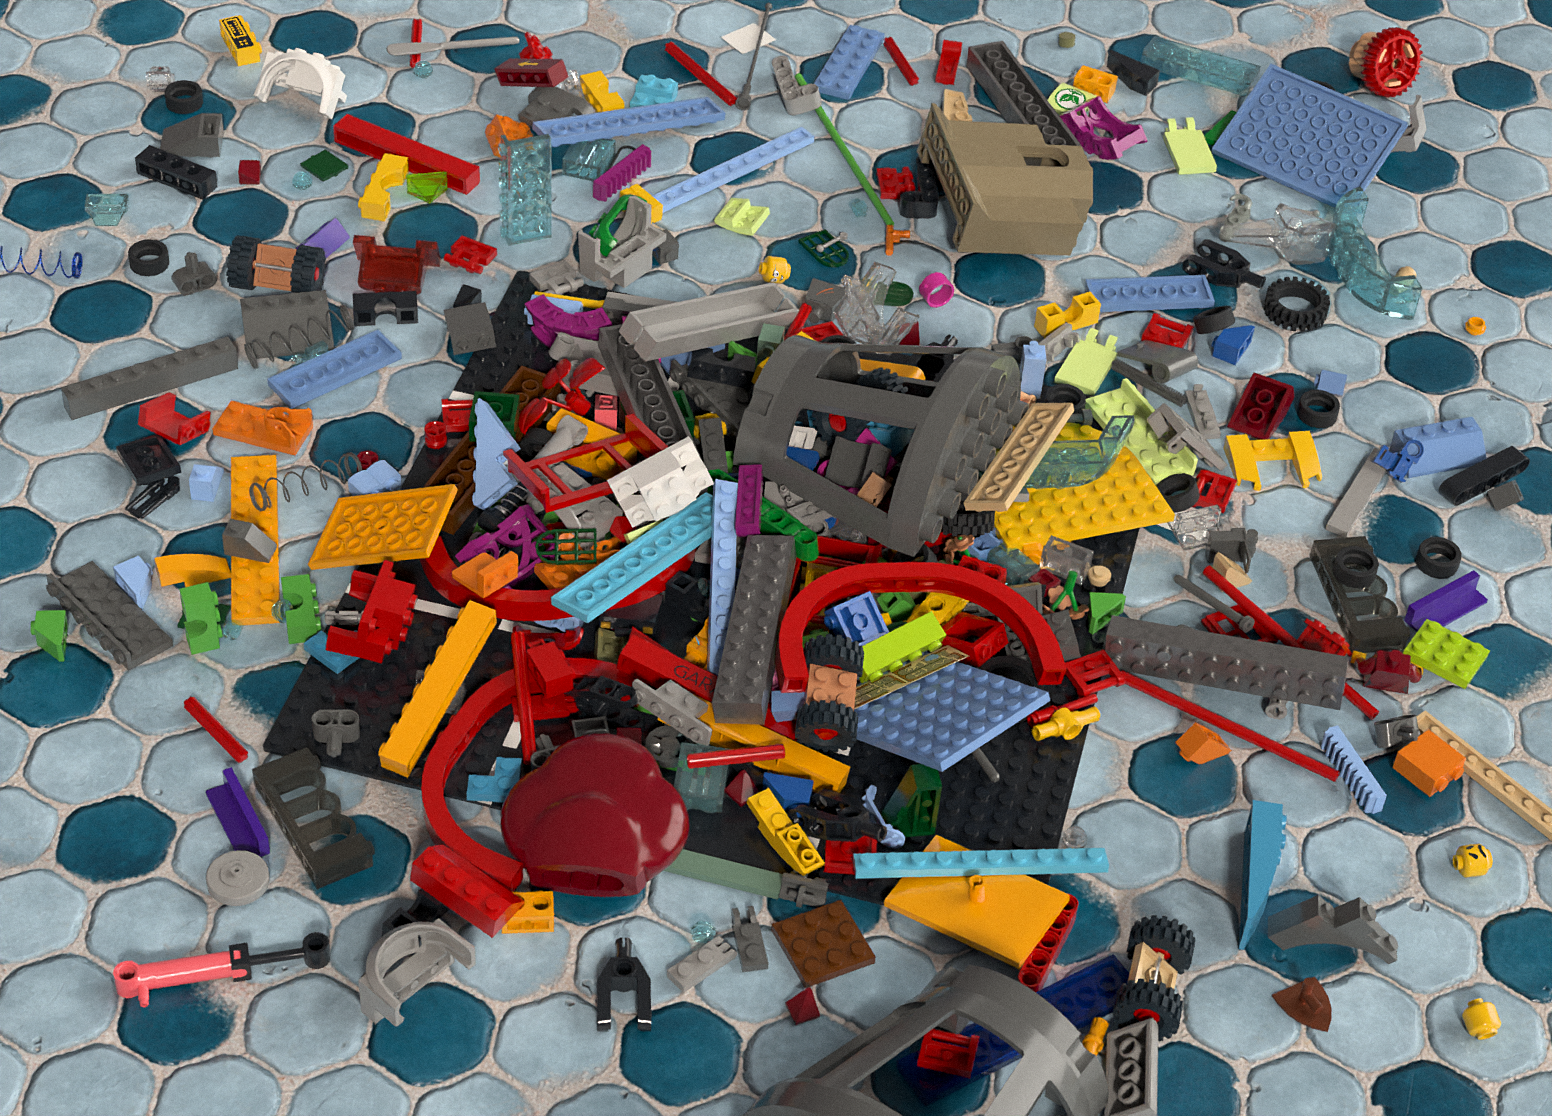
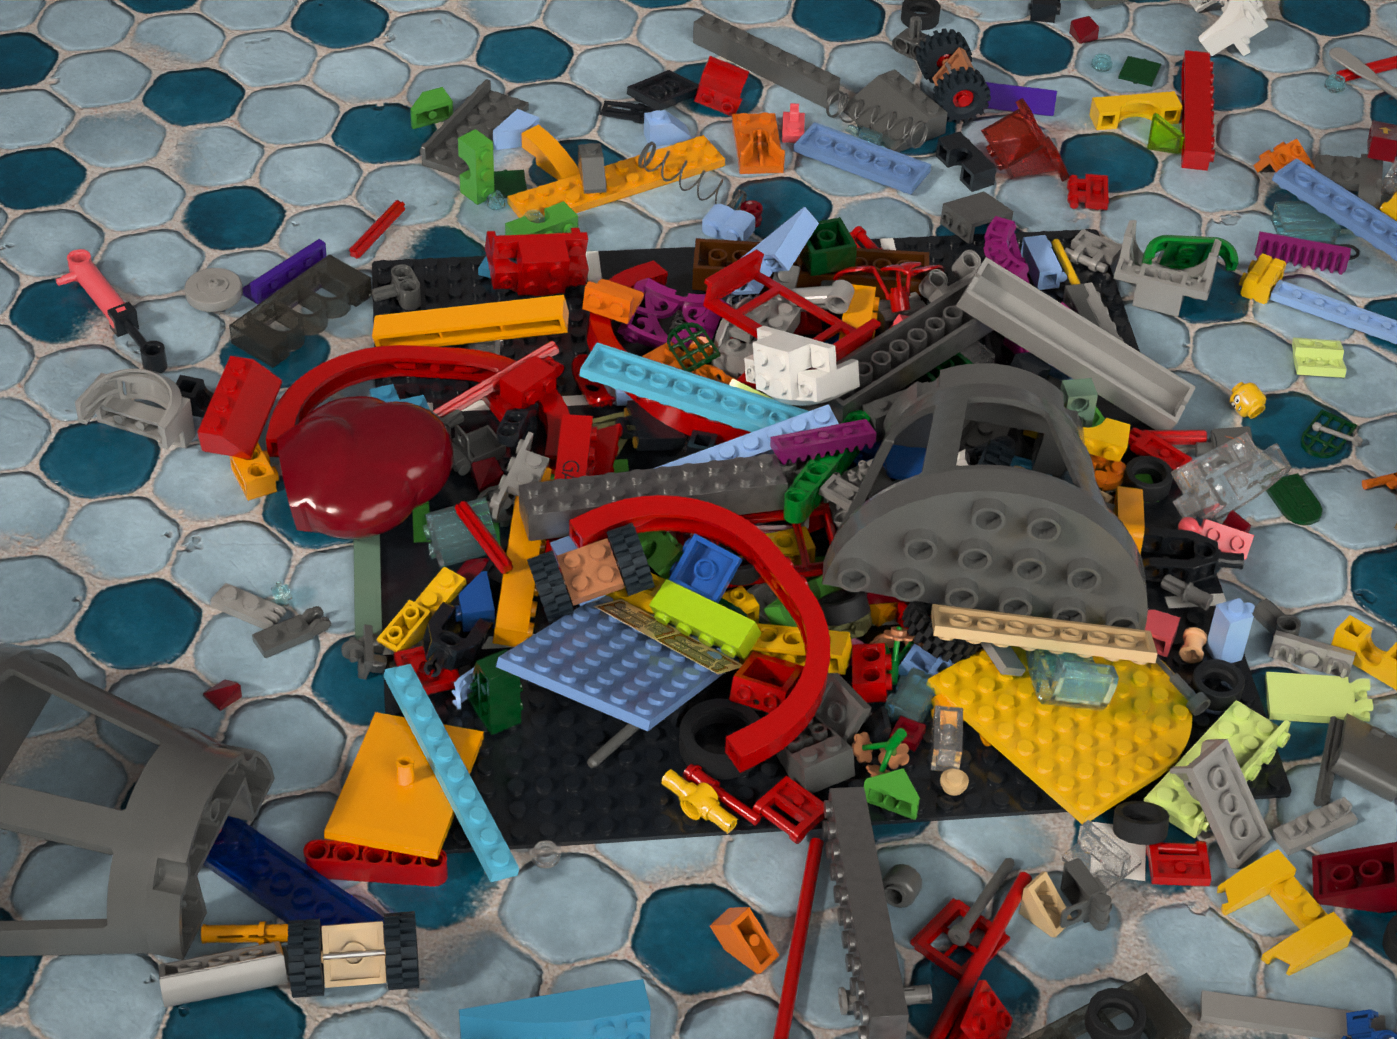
camera: 70 degrees right, 0 degrees up
(254, 396) = (793, 124): none -> coral plate
(383, 527) = (654, 235): light orange piece -> none
(467, 296) = (1024, 209): black slope -> none
(525, 189) = (1164, 168): clear light blue bracket -> none
(613, 980) = (201, 546): black piece -> none
(667, 250) = (1213, 312): dark grey brick -> none
(823, 943) = (310, 688): reddish brown plate -> none
(921, 337) = (1228, 538): none -> coral plate
(942, 296) = (1314, 539): dark pink piece -> none

